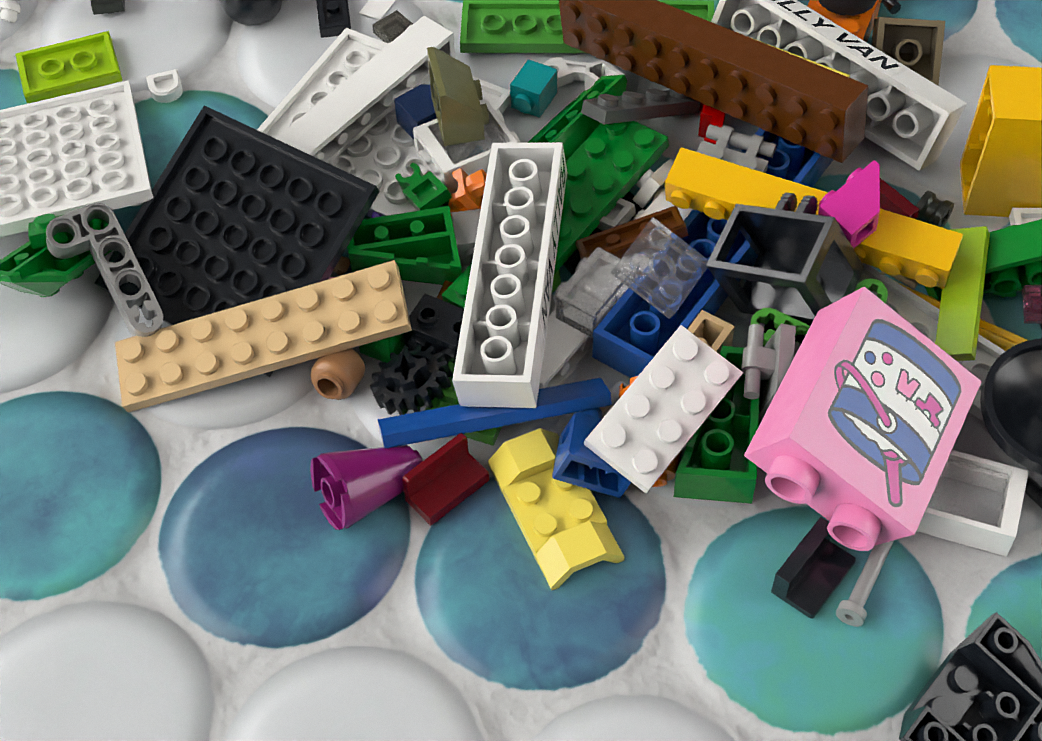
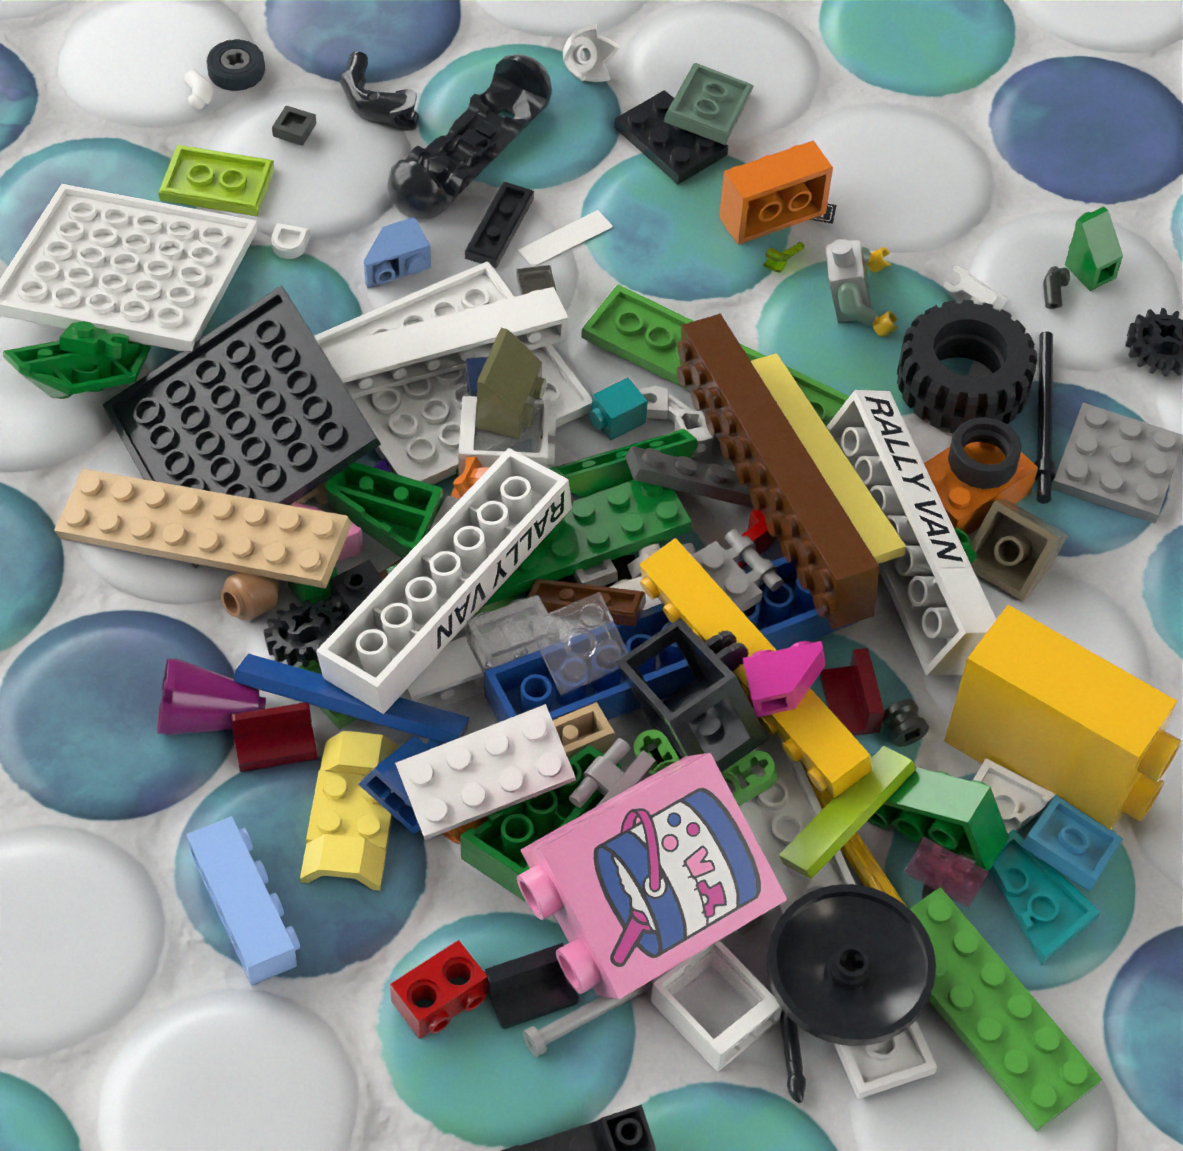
camera: 25 degrees right, 0 degrees up
(114, 274) = (111, 407): light grey beam -> none
(268, 52) = (397, 252): none -> medium blue slope
(423, 190) = (437, 460): green plate -> none
(520, 631) = (243, 901): none -> light blue brick
(739, 612) = (432, 983): none -> red brick

